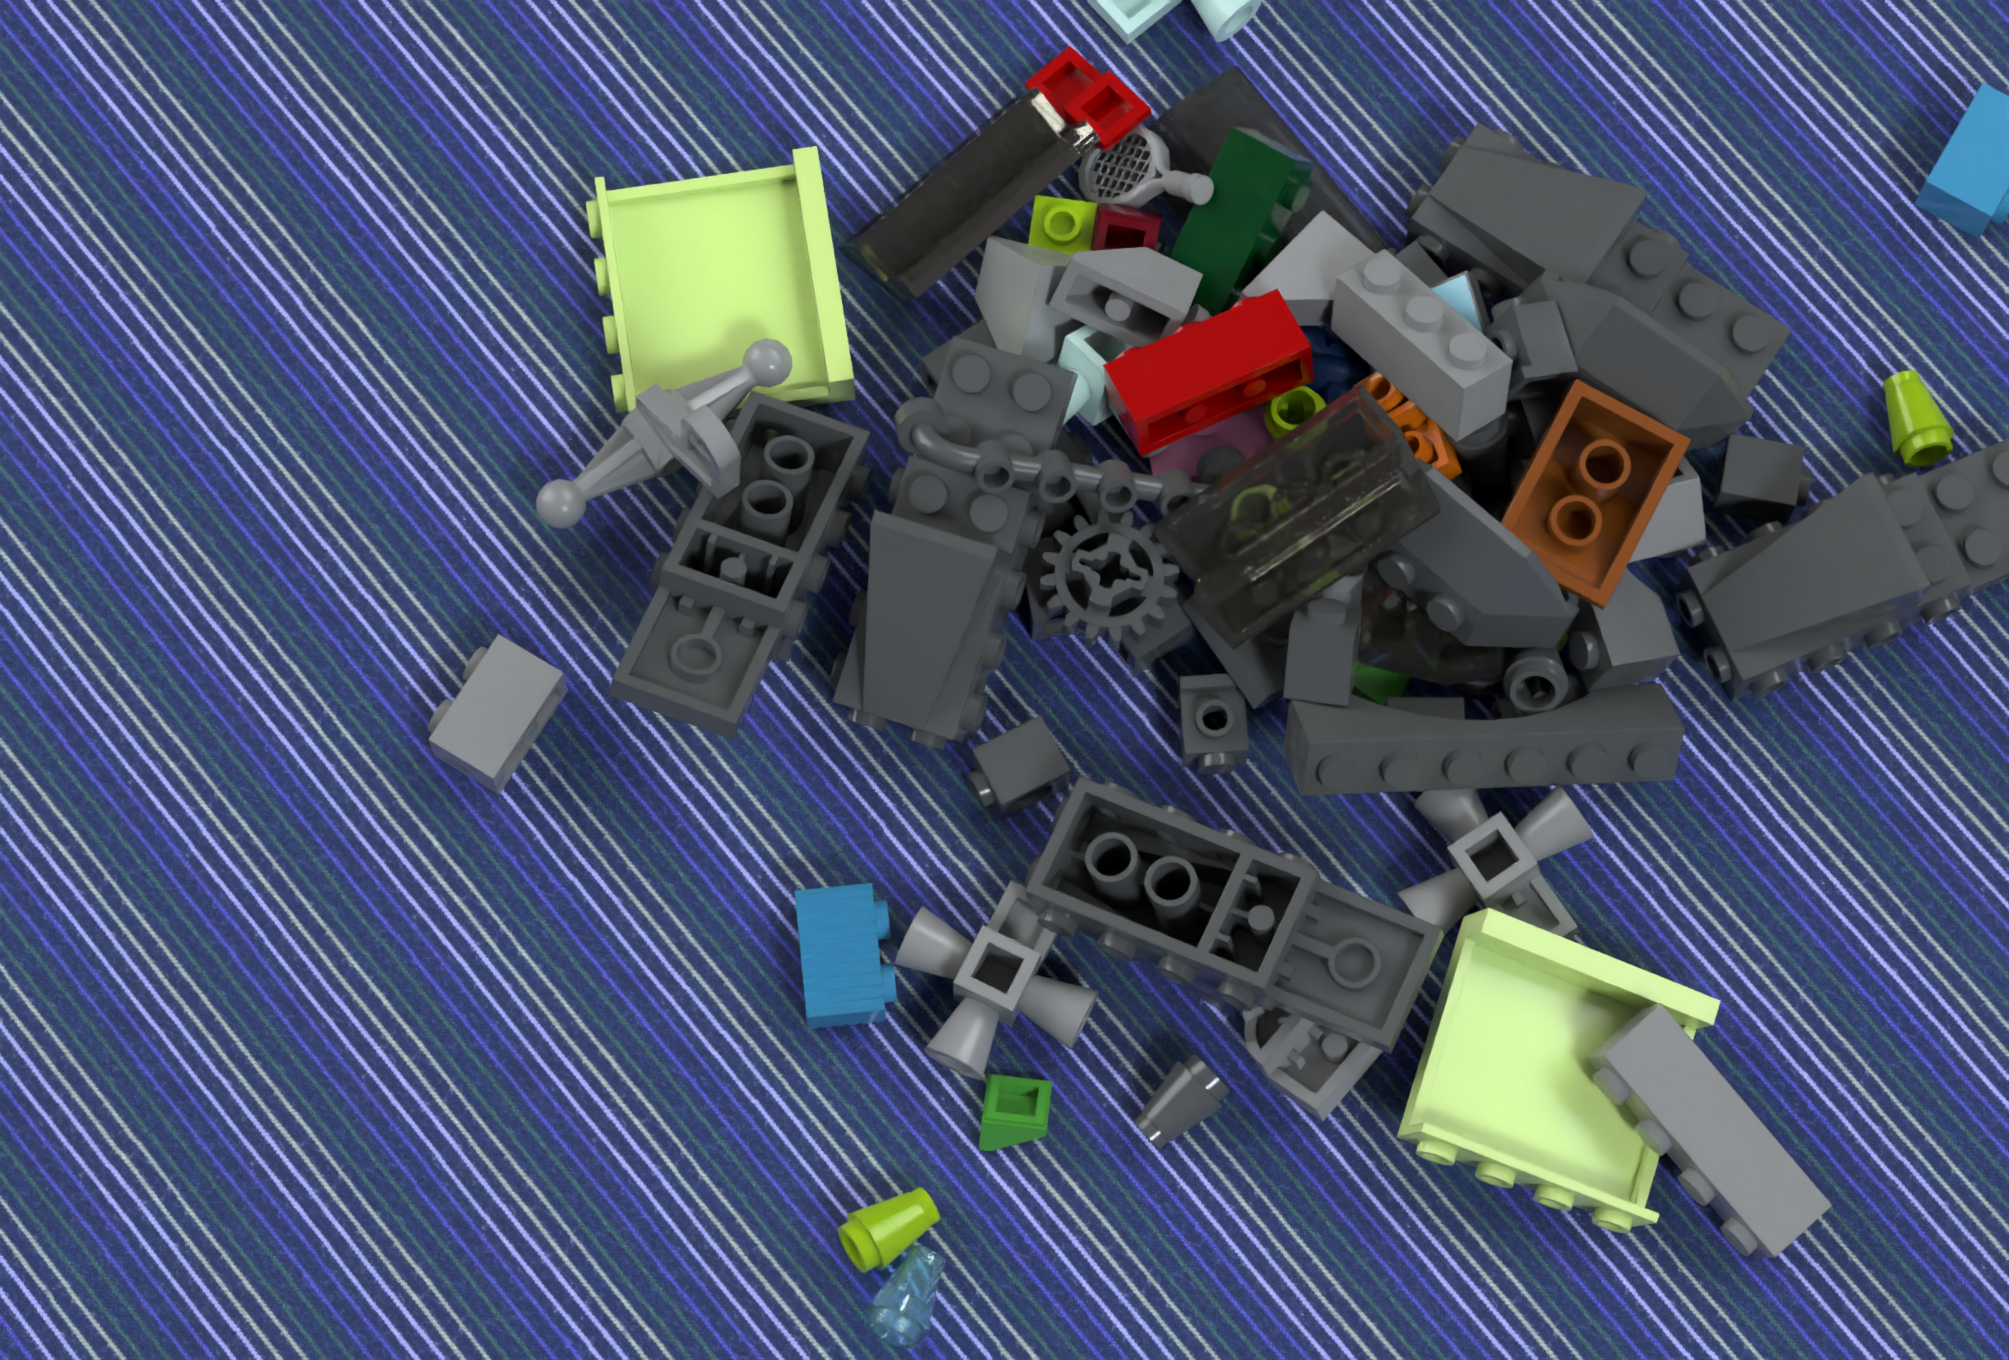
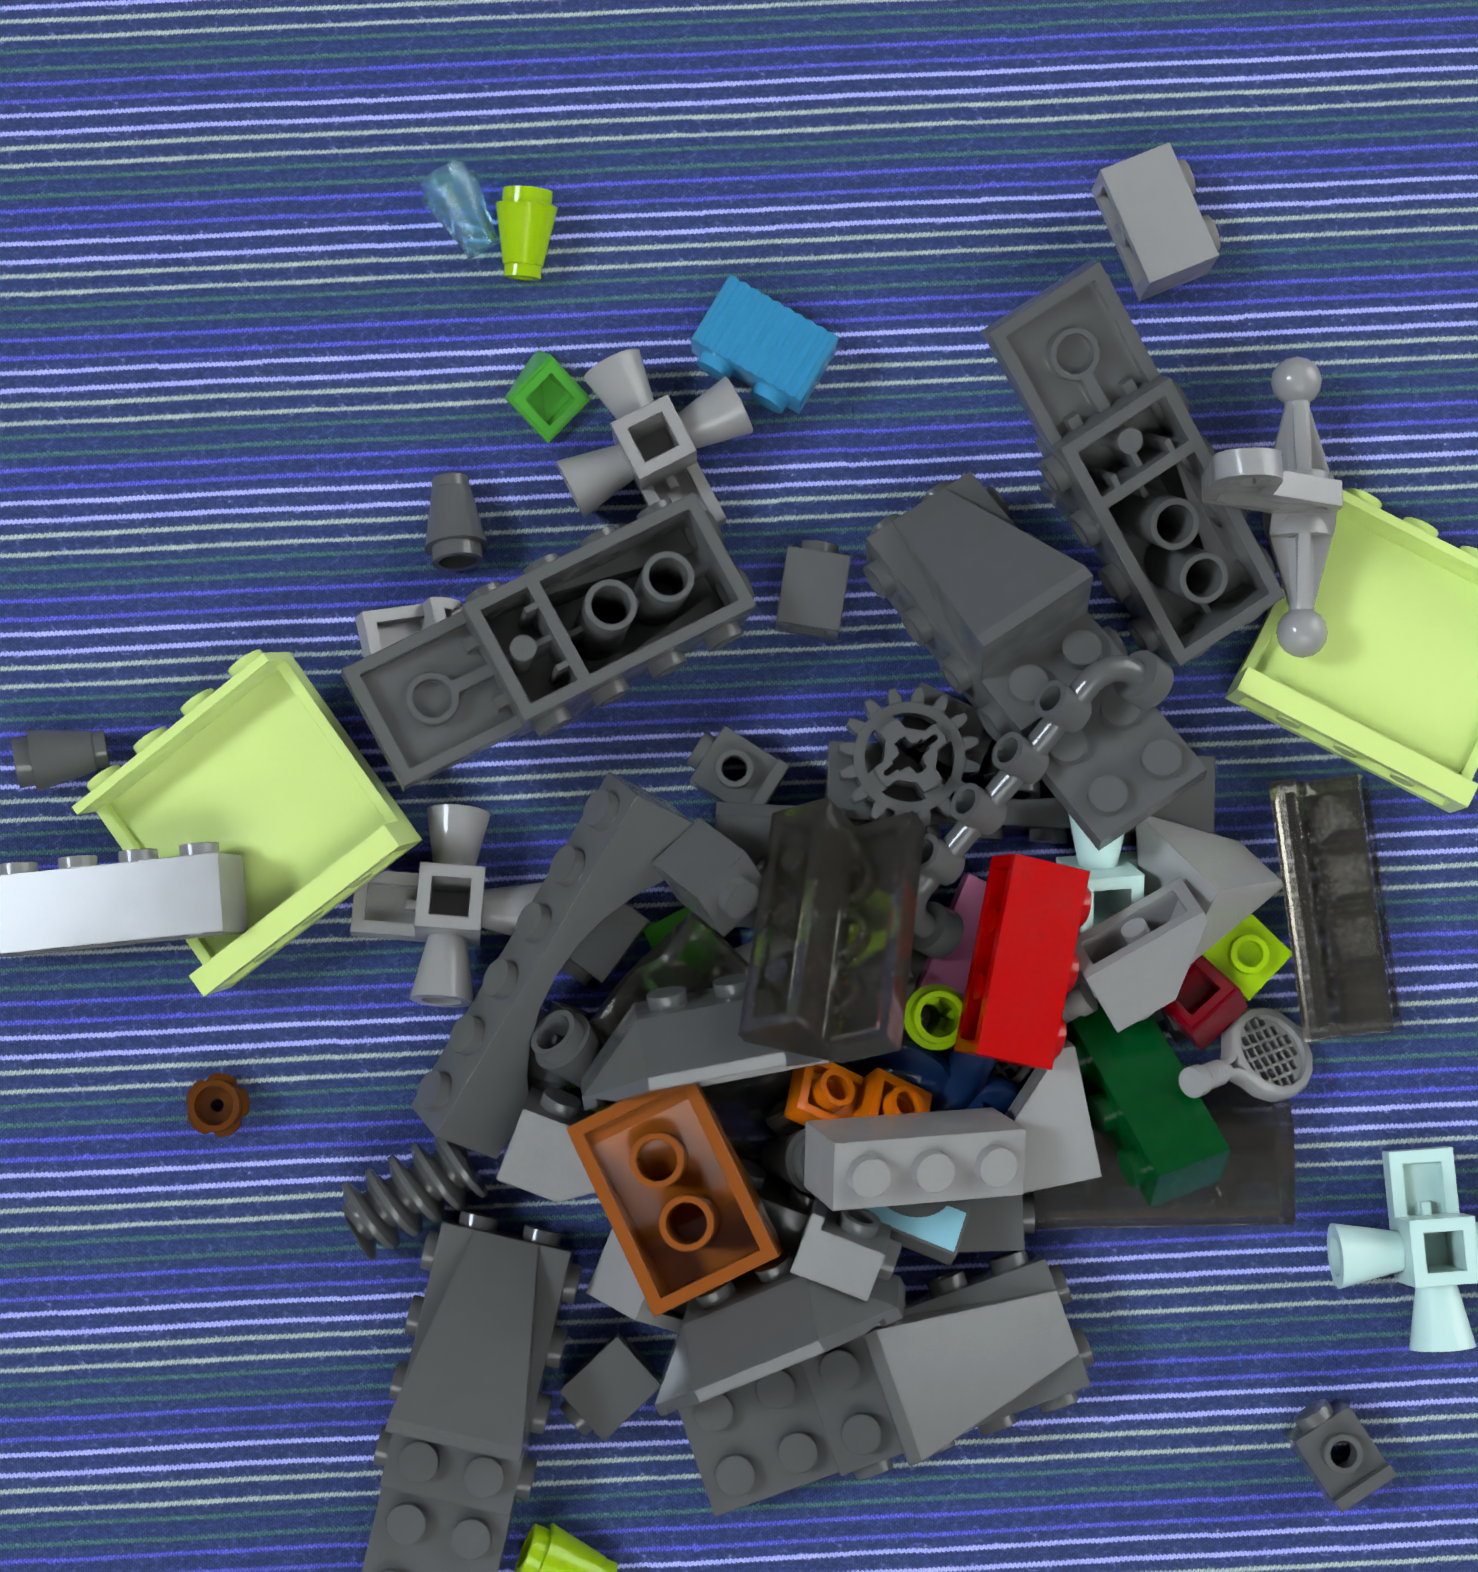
camera: 125 degrees right, 10 degrees up
(1083, 93) = (1352, 1072): red slope -> none
(1623, 1281) = (58, 756): none -> dark grey cone
(1741, 734) = (408, 1193): none -> dark grey piece
(1804, 929) = (200, 1109): none -> reddish brown plate

